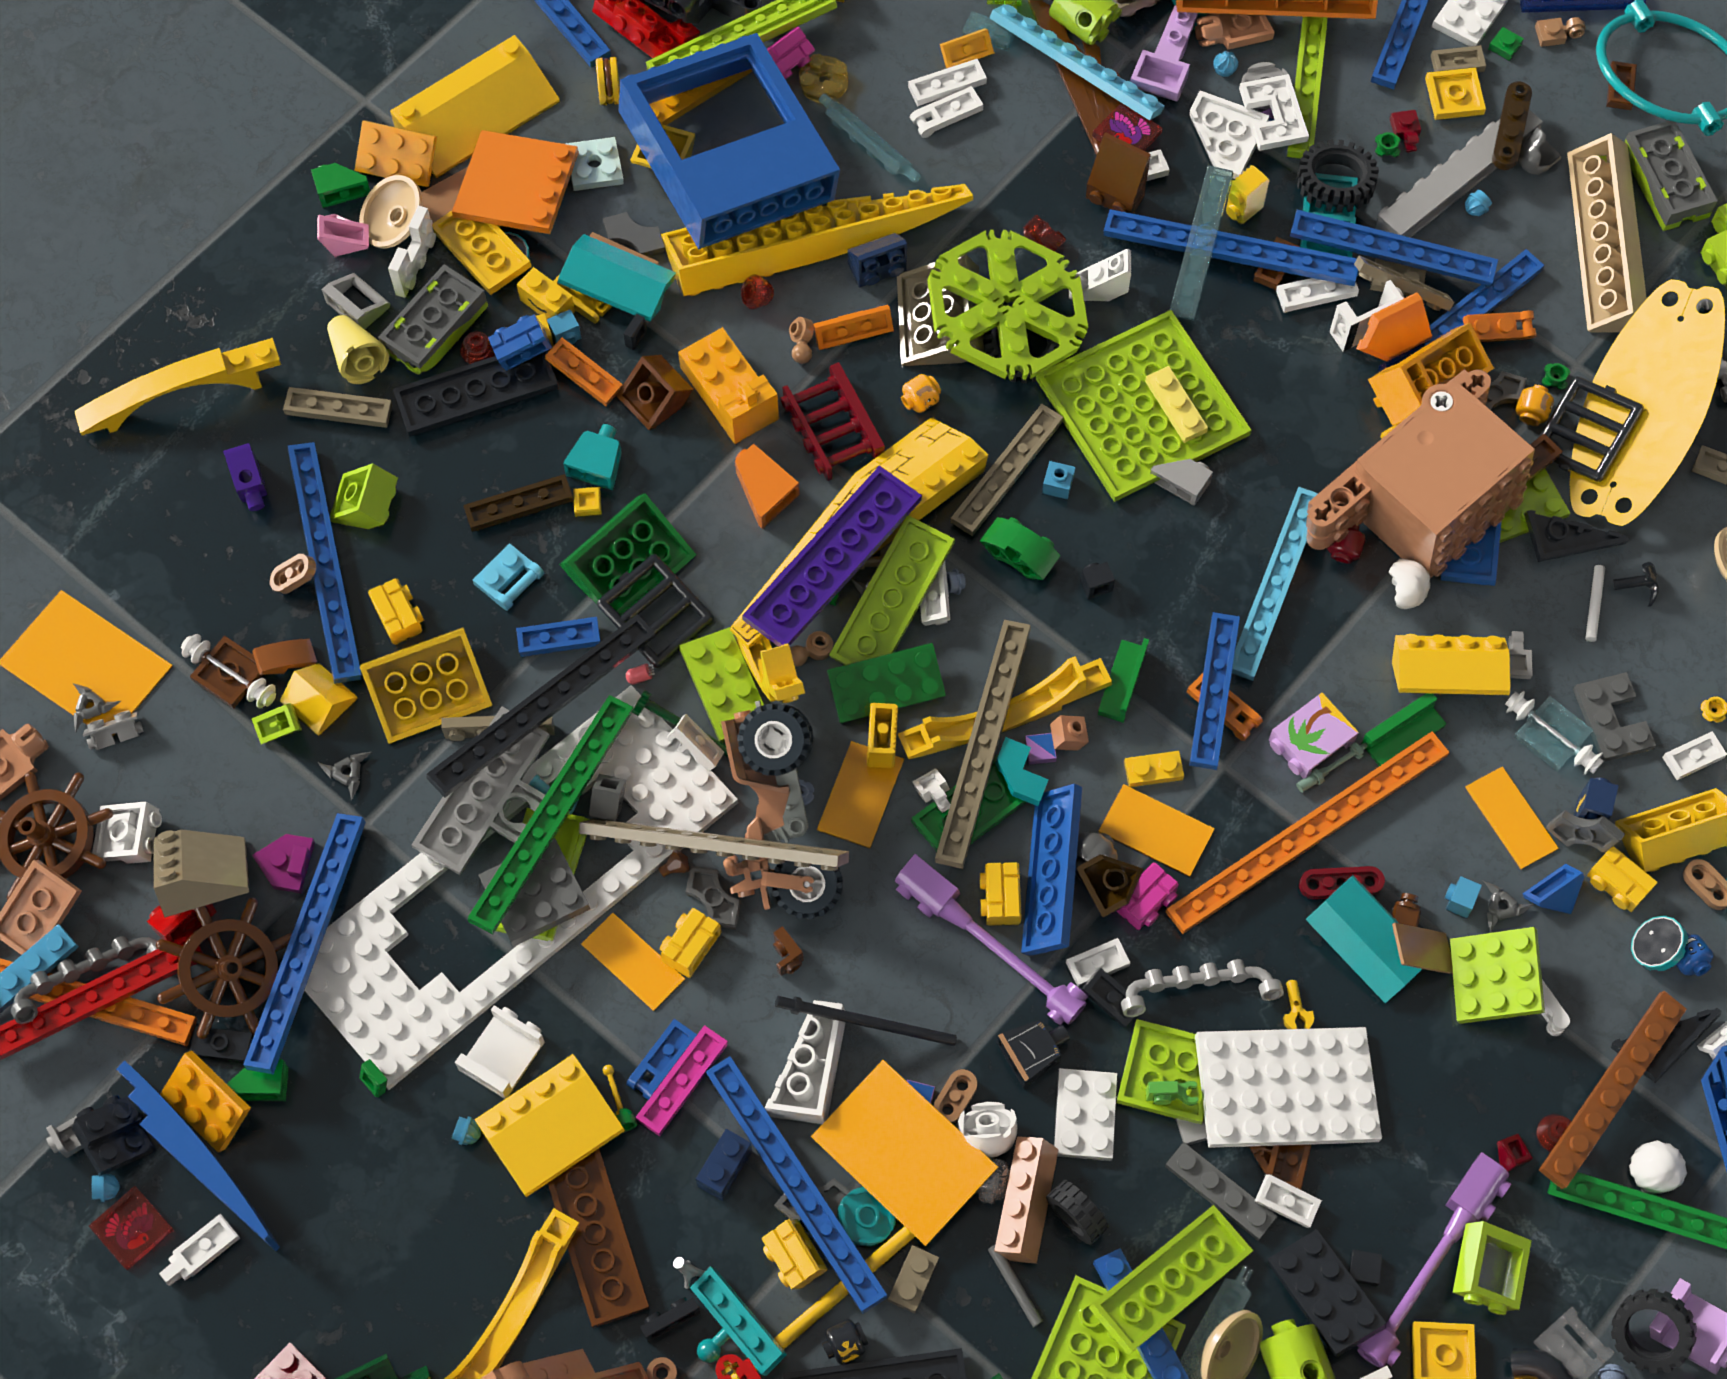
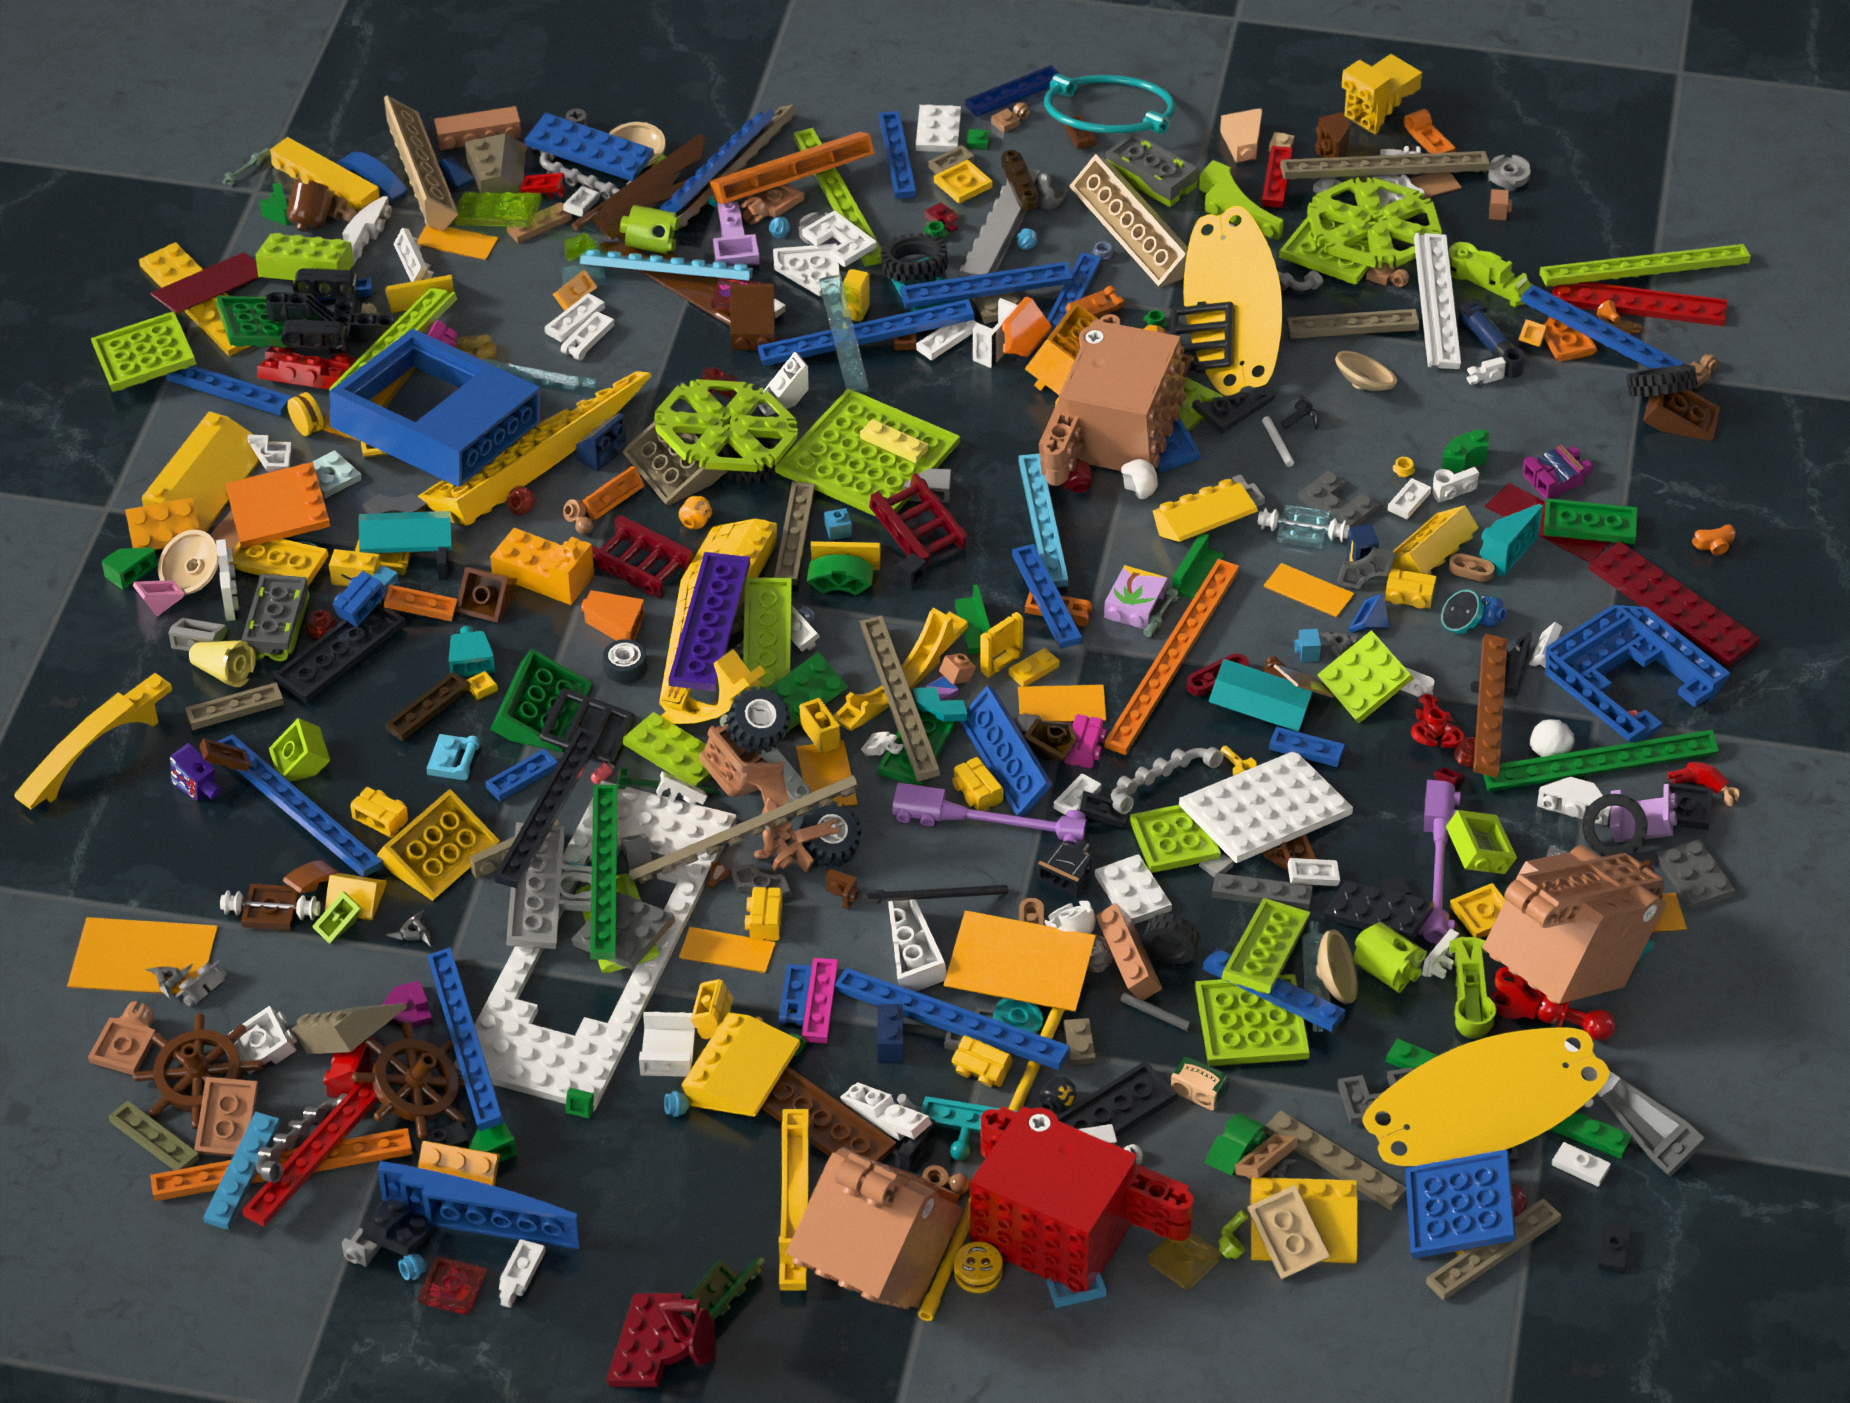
camera: 30 degrees left, 20 degrees down
(279, 472) = (224, 755): none -> reddish brown plate
(292, 573) = (279, 820): medium nougat plate -> none
(552, 113) = (271, 454): none -> white slope
(564, 1035) = (711, 1007): none -> yellow brick
(659, 1262) = (884, 1114): none -> white slope
(740, 533) = (624, 661): none -> black wheel
(1046, 520) = (868, 551): none -> yellow slope
(1114, 512) = (908, 538): none -> dark red fence
(1127, 732) = (1001, 637): none -> yellow container
(1166, 1091) = (1183, 840): bright green plate -> none
(1381, 1029) = (1307, 746): none -> blue plate
(1434, 298) = (980, 301): dark tan plate -> none
(1538, 1076) = (1435, 723): none -> red animal
(1552, 251) = (1103, 250): none -> sand blue plate
(1635, 1259) = (1572, 798): none -> white slope

